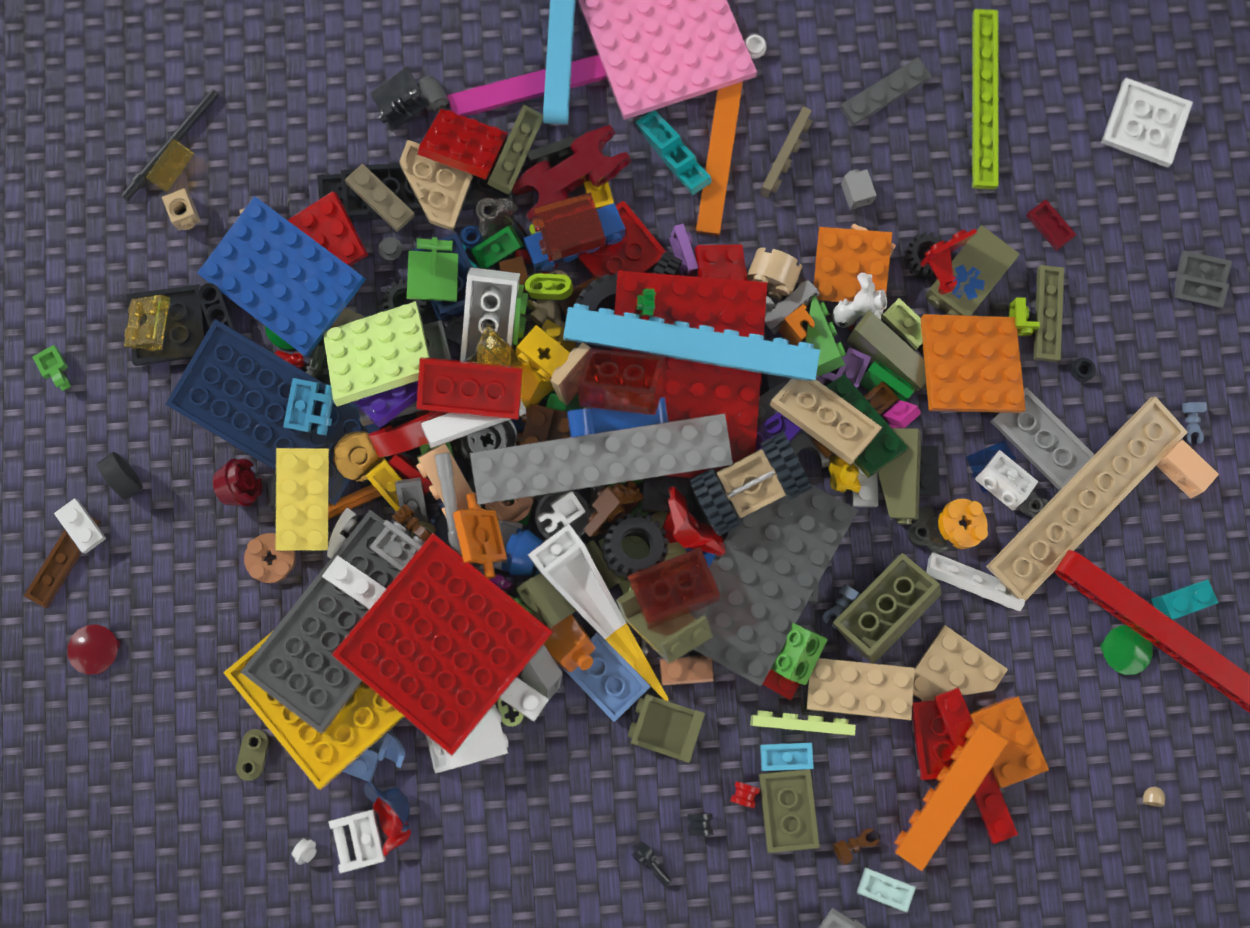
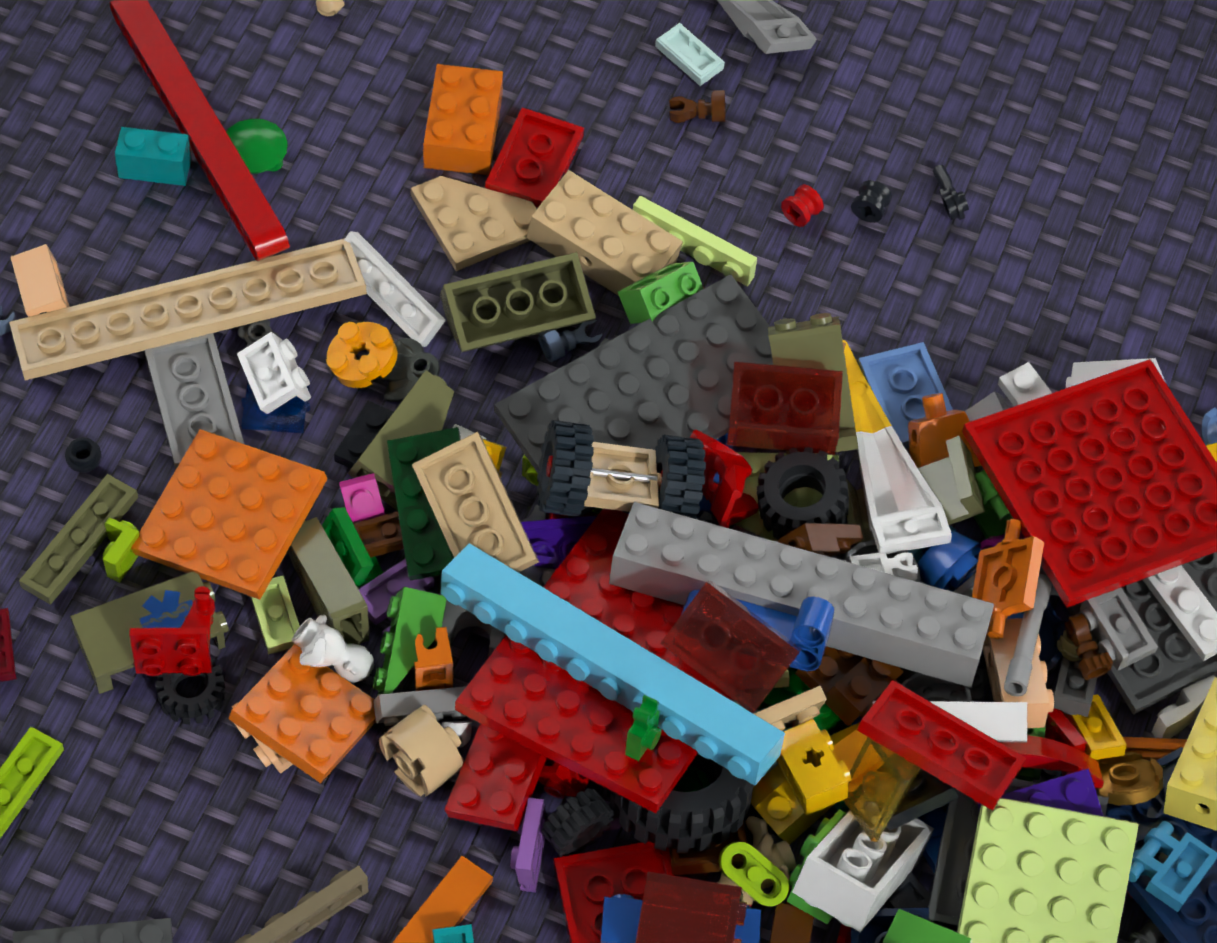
camera: 155 degrees left, 20 degrees down
(666, 728) = (865, 312): olive panel -> none
(786, 756) = (730, 221): medium azure plate -> none
(788, 811) = (758, 170): olive plate -> none
(858, 189) = (227, 818): light grey brick -> none
(951, 794) = (564, 89): orange brick -> none
(988, 795) = (514, 114): red plate -> none

